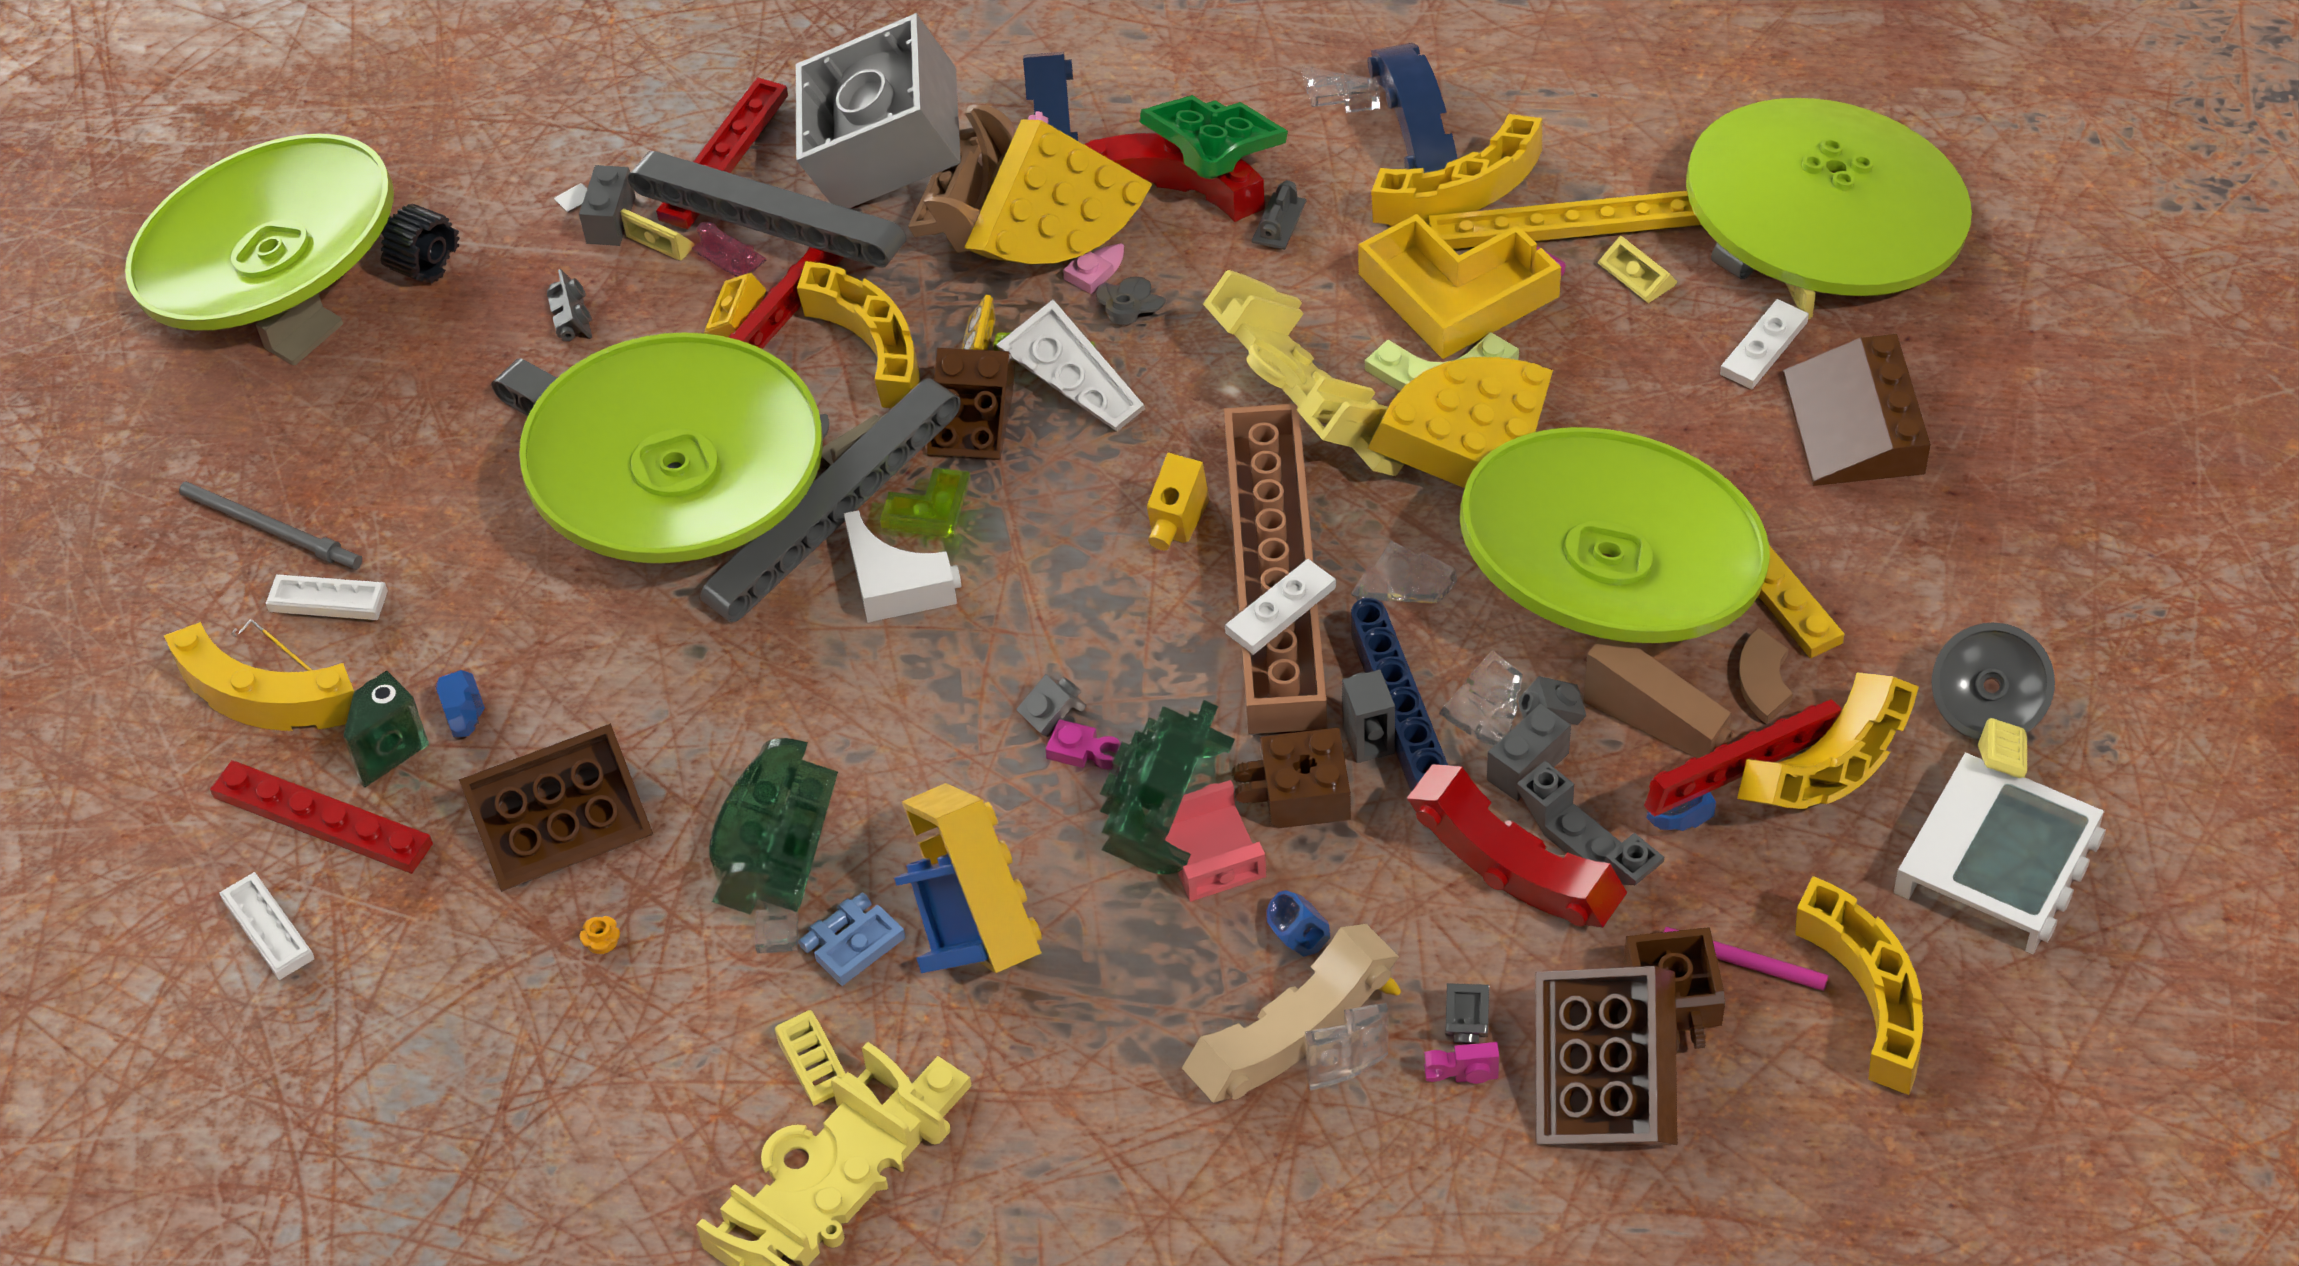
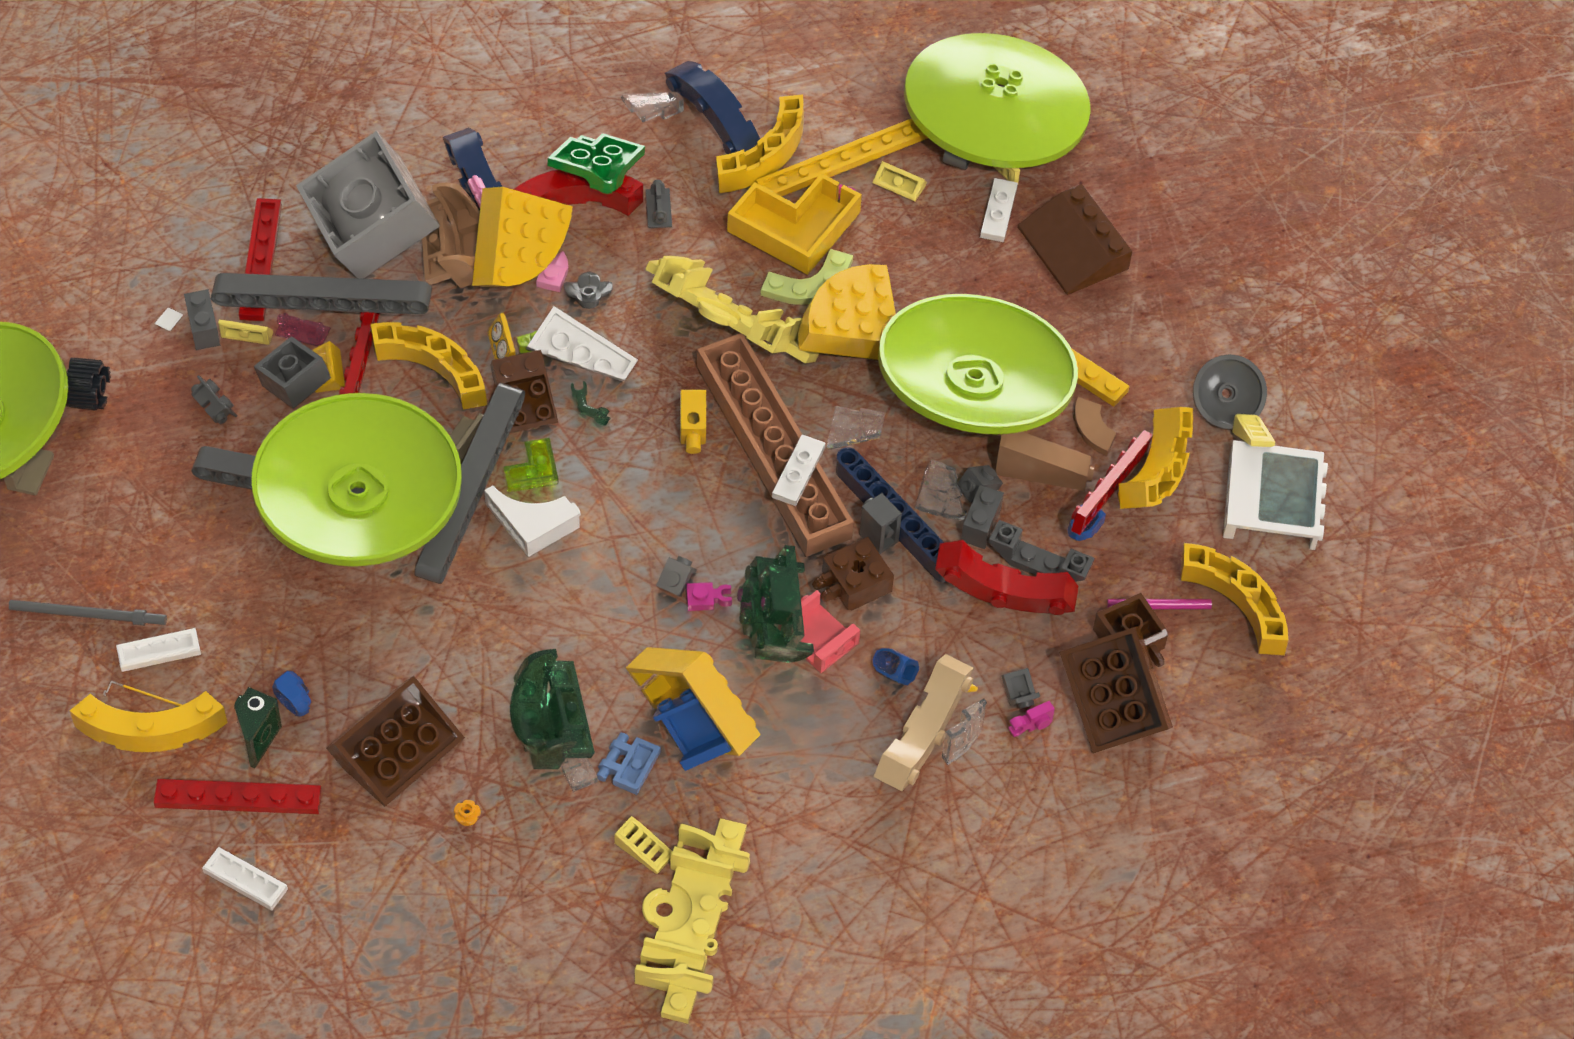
camera: 30 degrees left, 5 degrees up
(680, 295) = (292, 372): none -> dark grey brick
(1041, 448) = (599, 414): none -> clear green arm

